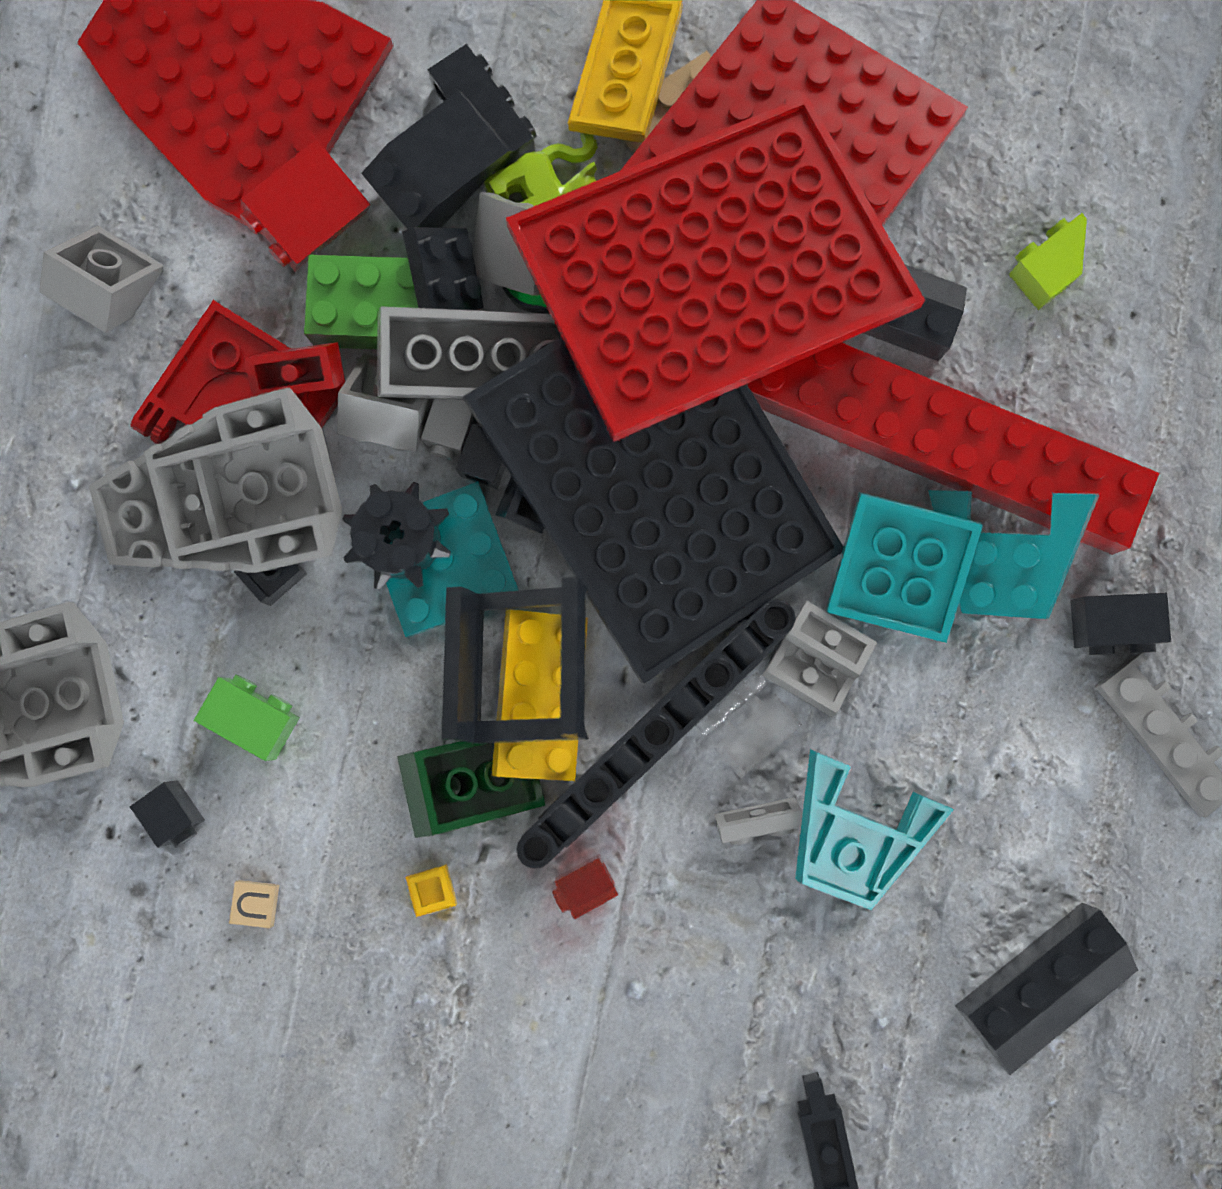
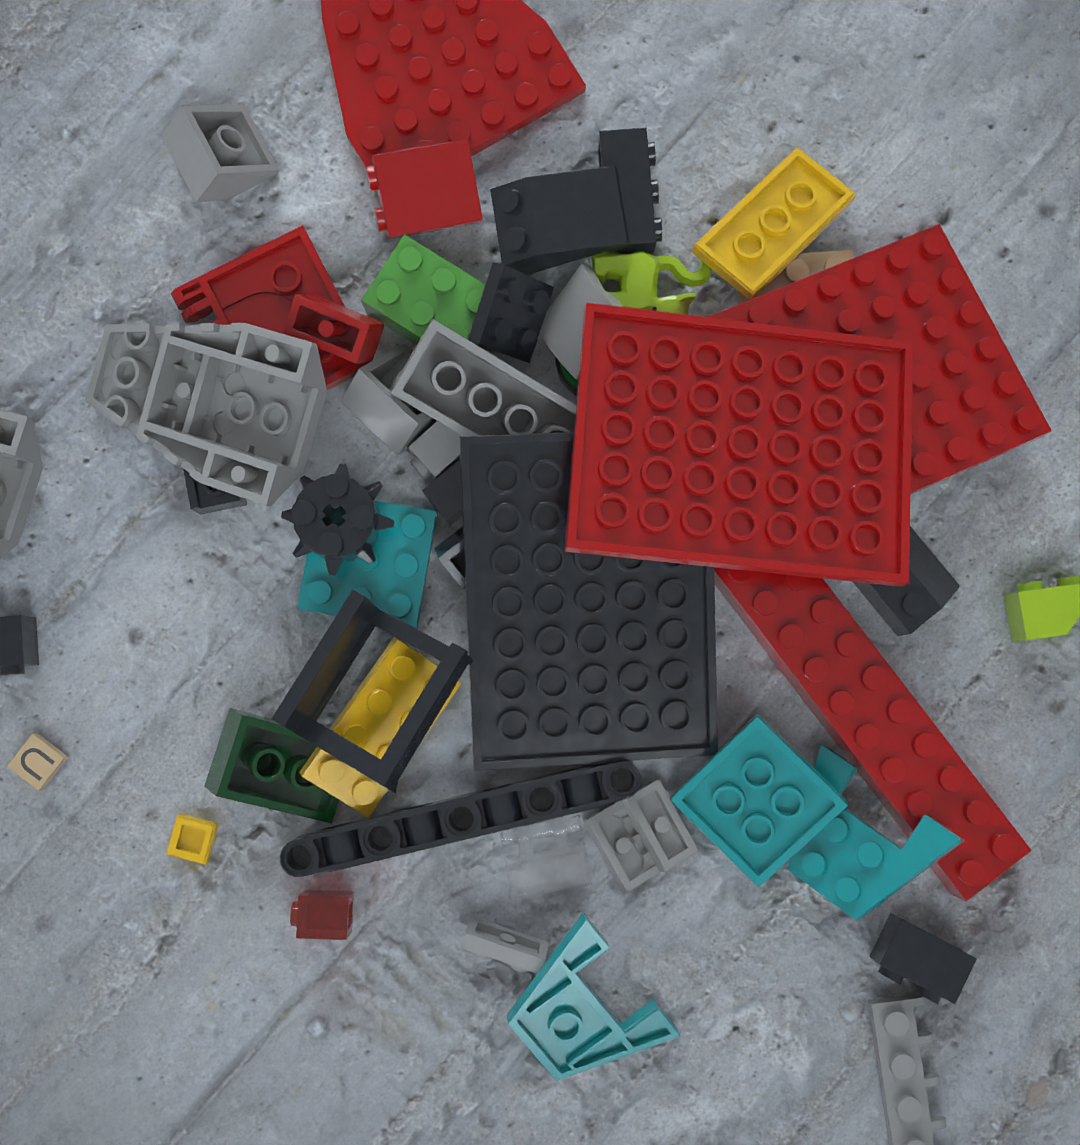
camera: 25 degrees right, 0 degrees up
(247, 717) = (124, 600): bright green brick -> none

